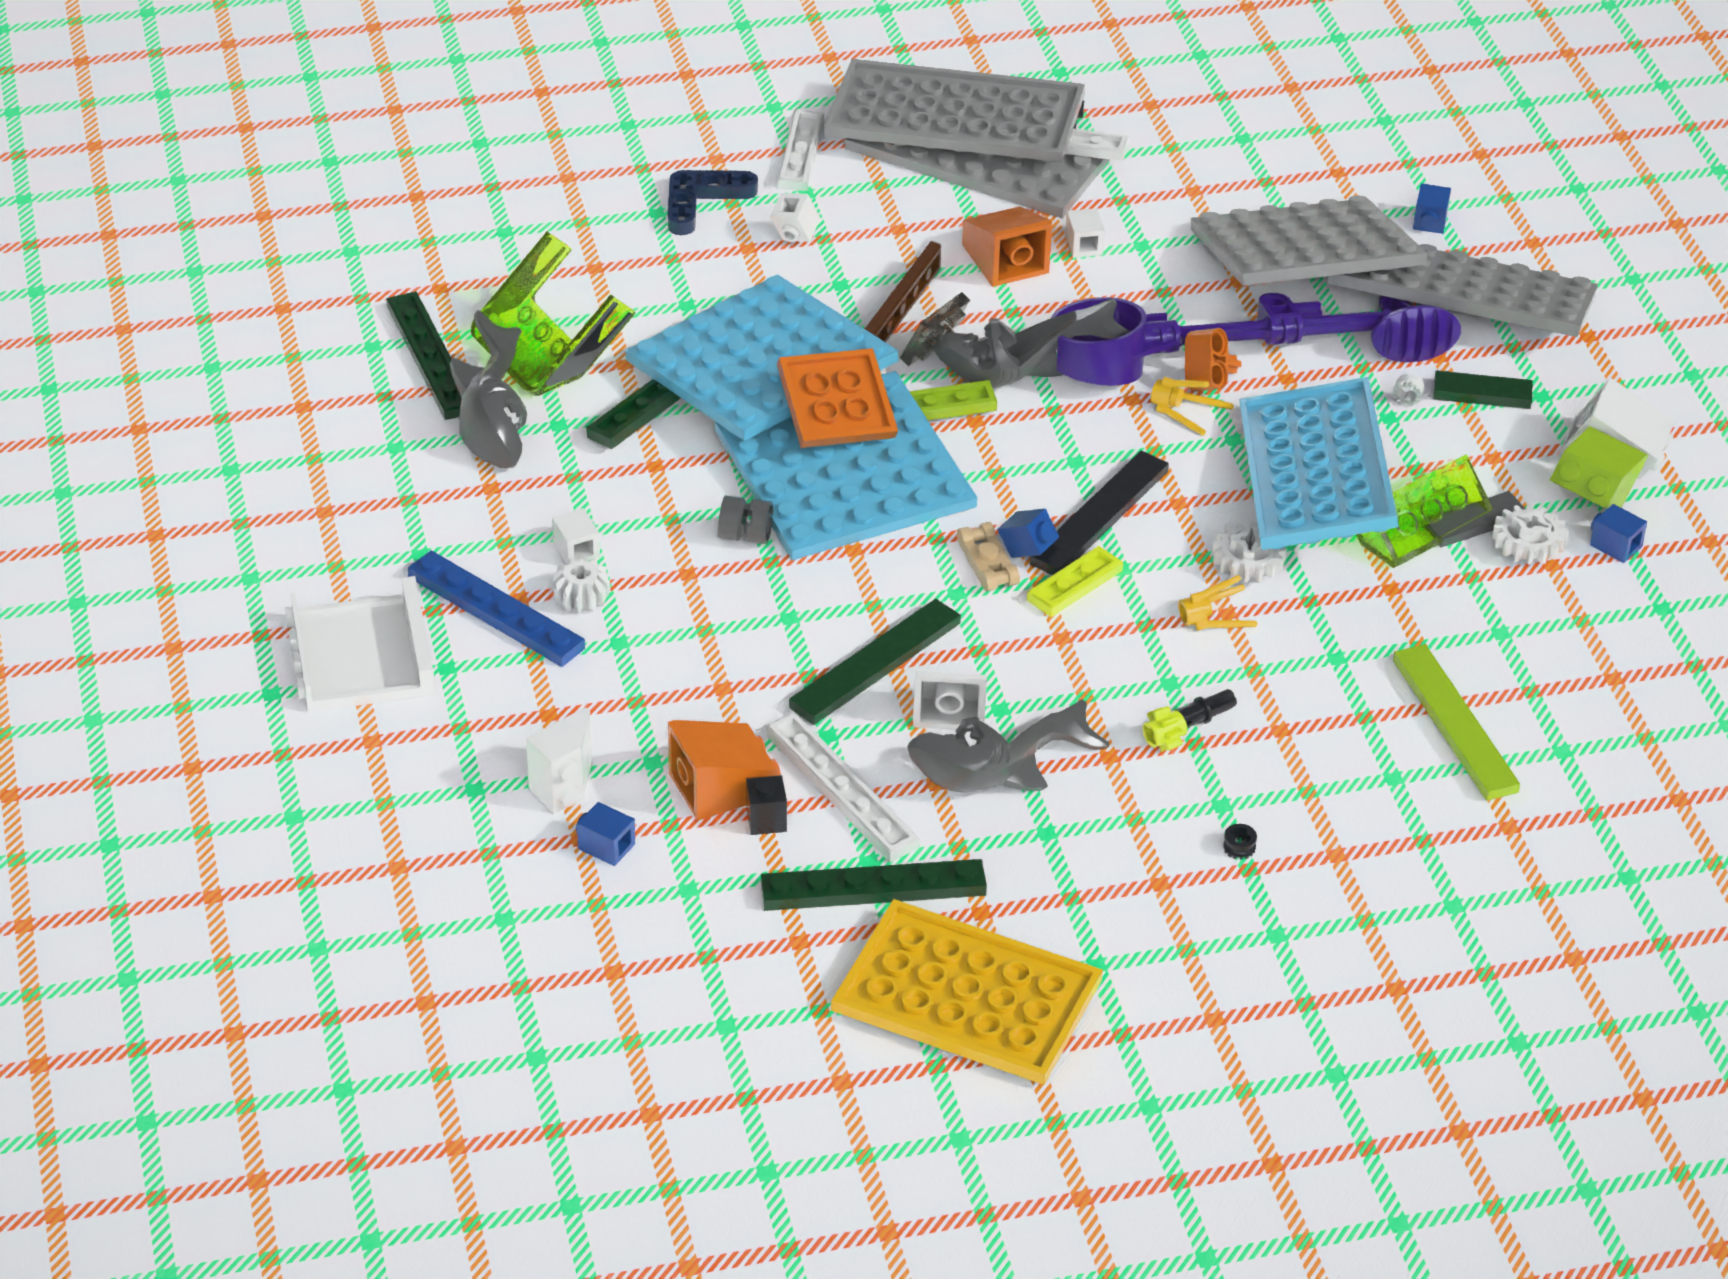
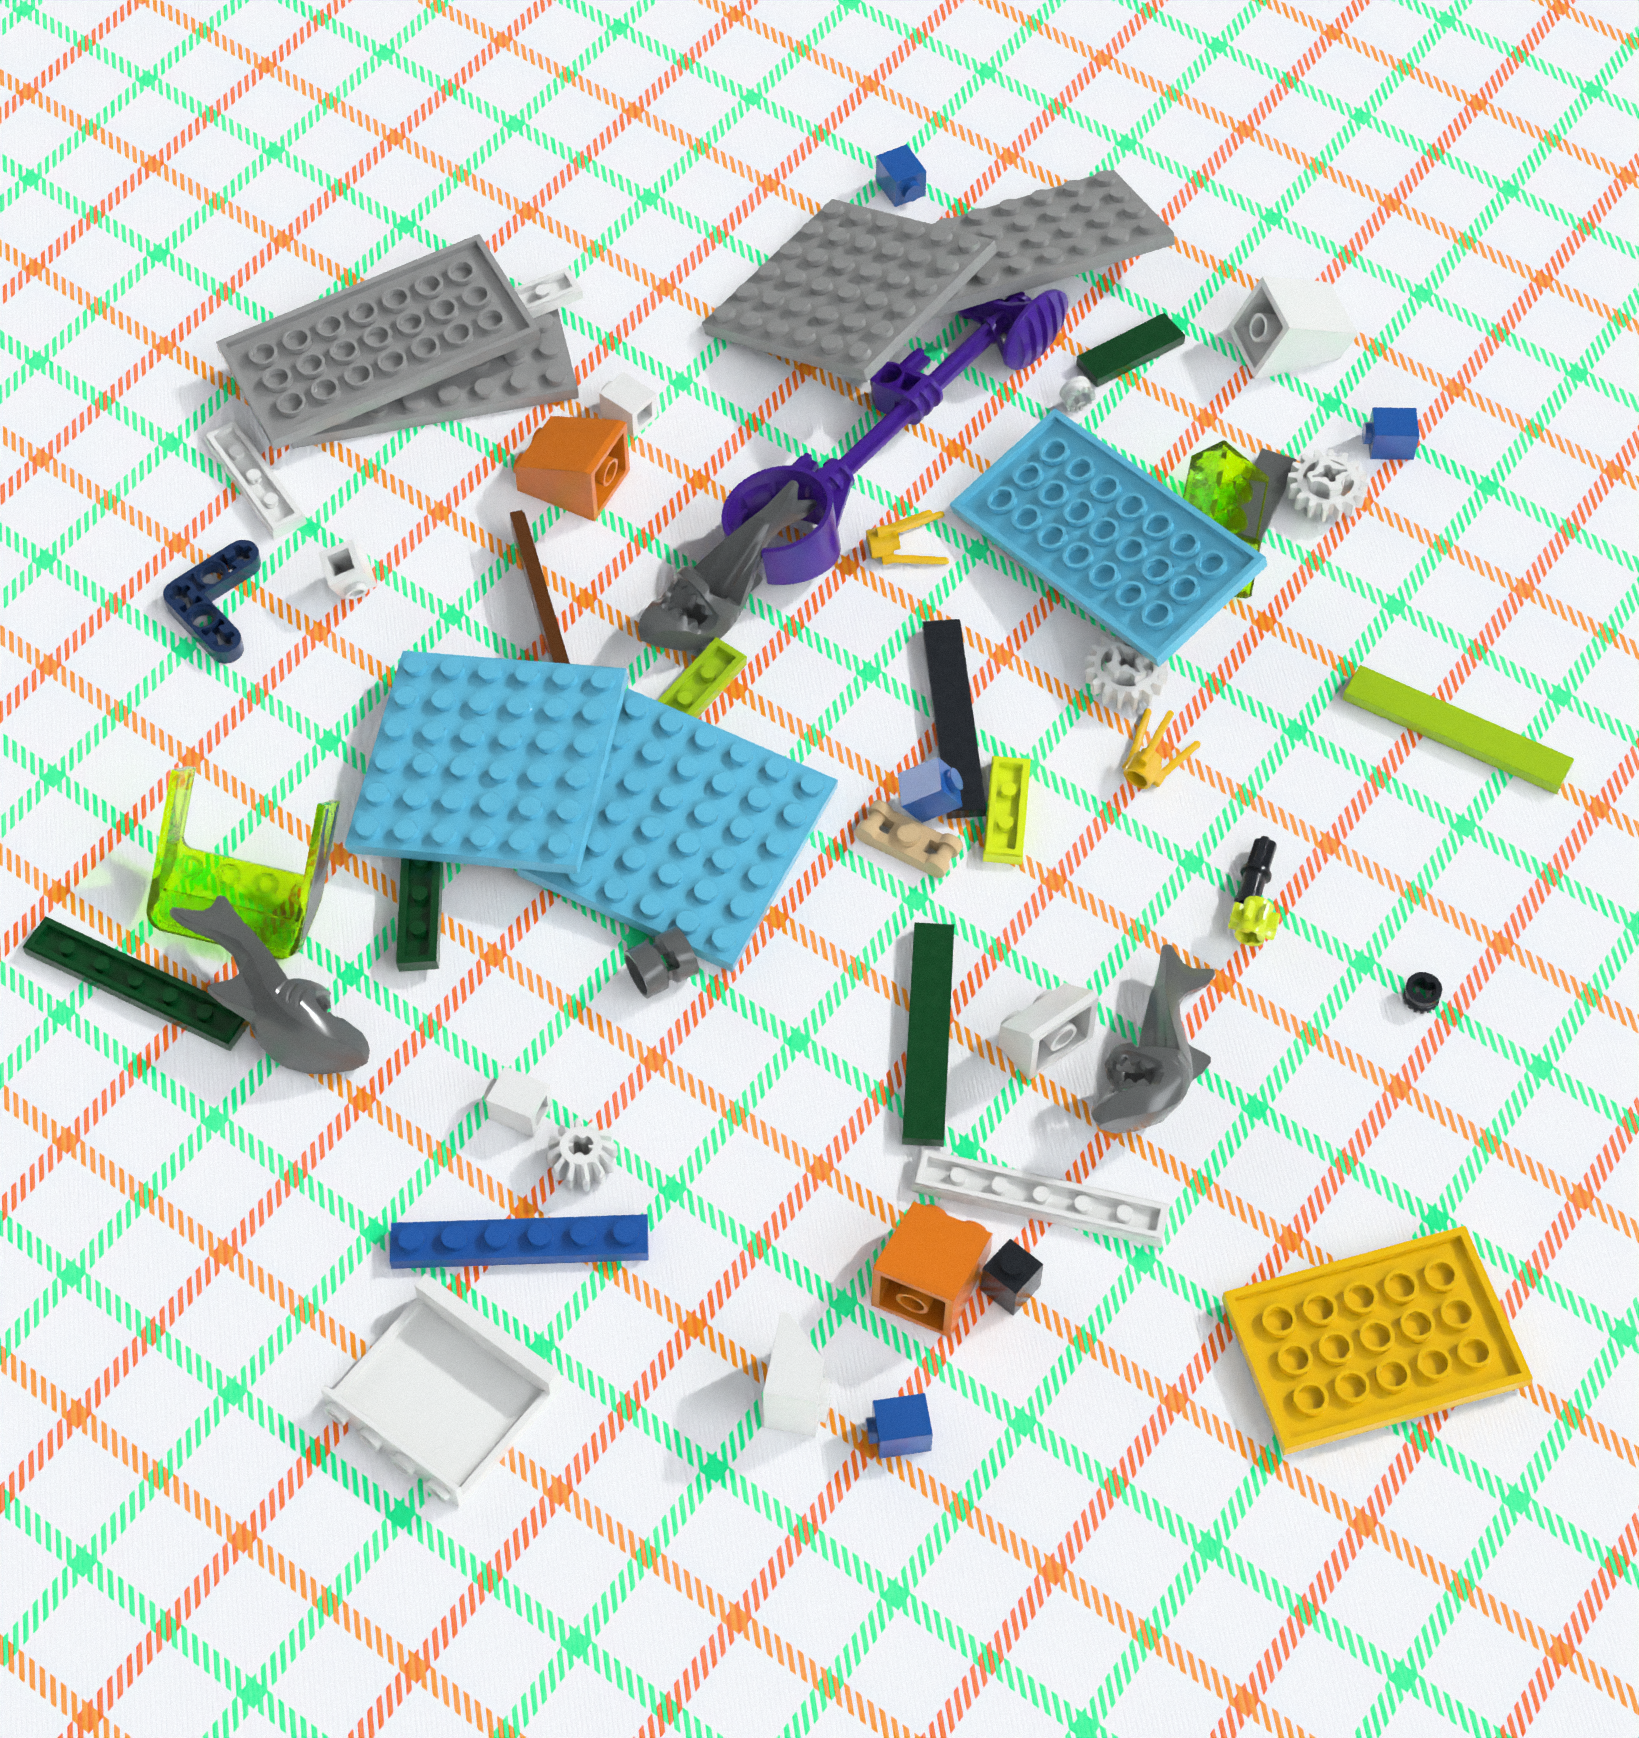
camera: 40 degrees left, 15 degrees up
(837, 398) = (631, 766): orange plate -> none
(873, 884) = (1176, 1287): dark green plate -> none
(933, 327) = (619, 614): clear smoke plate -> none
(1209, 358) = (892, 481): orange beam -> none
(1599, 468) = (1327, 377): lime slope -> none

